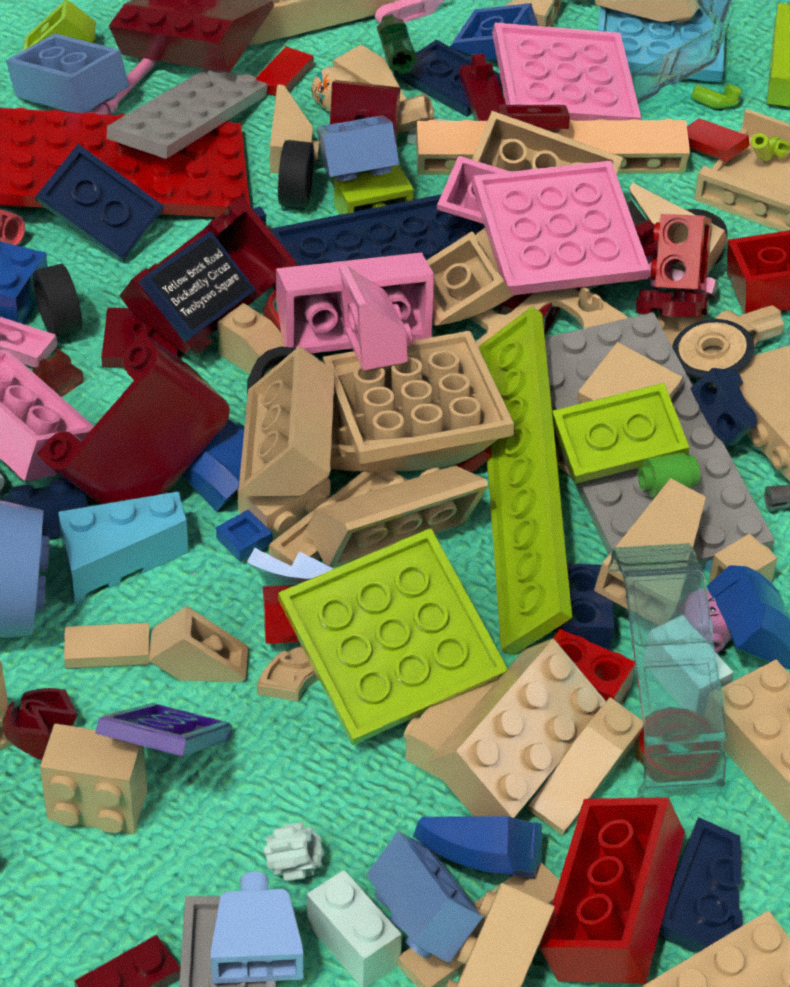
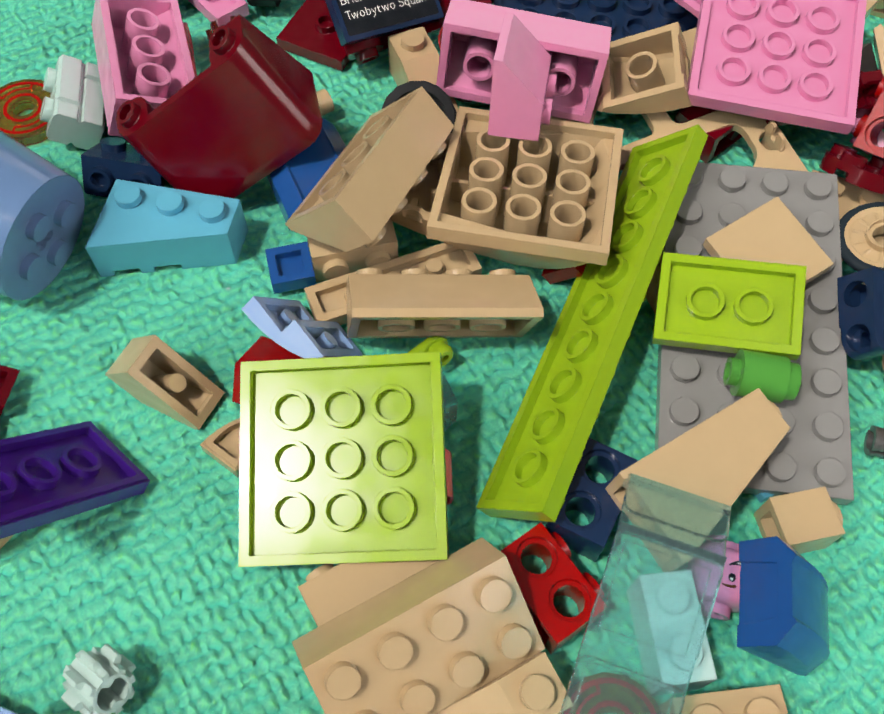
camera: 25 degrees right, 15 degrees up
(106, 645) = (89, 334): tan tile -> none

